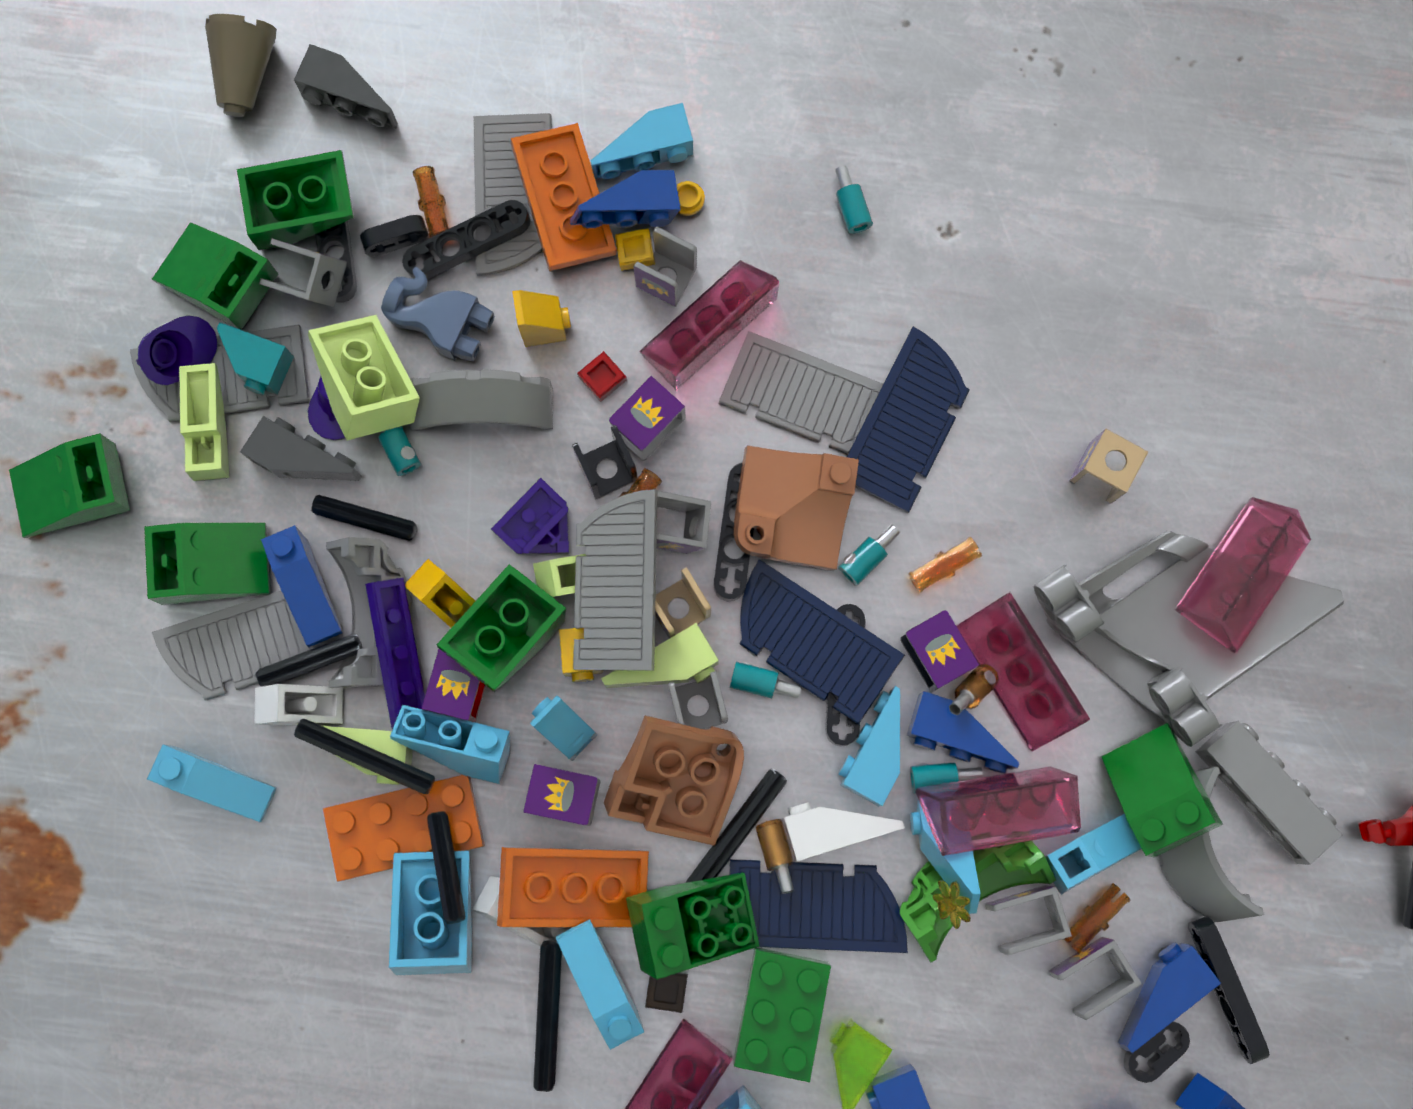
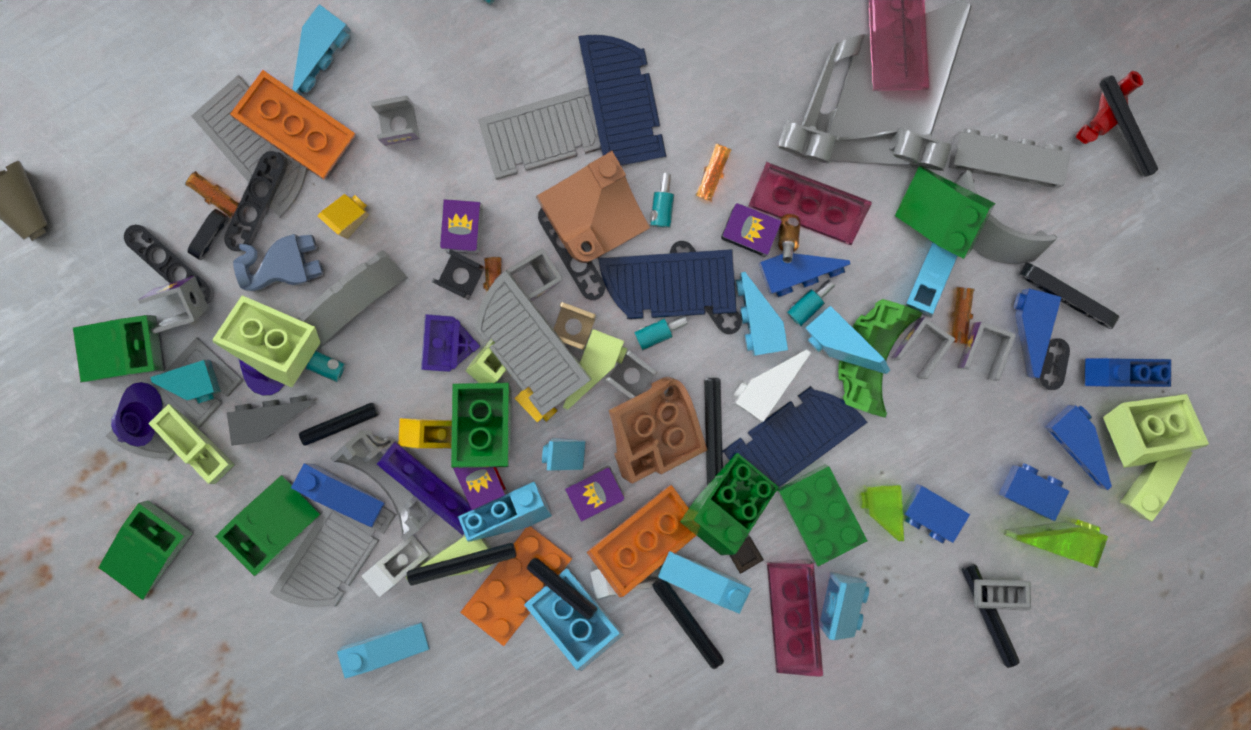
camera: 35 degrees left, 10 degrees up
(294, 198) = (128, 261): green slope -> none
(309, 660) = (379, 535): black axle -> none
(333, 81) = (83, 164): dark grey slope -> none
(602, 376) = (410, 220): red tile -> none
(634, 247) = (365, 122): yellow tile -> none
(640, 199) = (344, 87): blue slope -> none
(690, 198) = (371, 62): yellow plate -> none
(711, 322) = (450, 132): clear pink slope -> none
(776, 851) = (746, 425): clear orange piece -> none
(952, 904) = (872, 376): clear yellow plant -> none
(1001, 809) = (859, 296): clear pink slope -> none
(1094, 463) = (754, 36): tan piece -> none

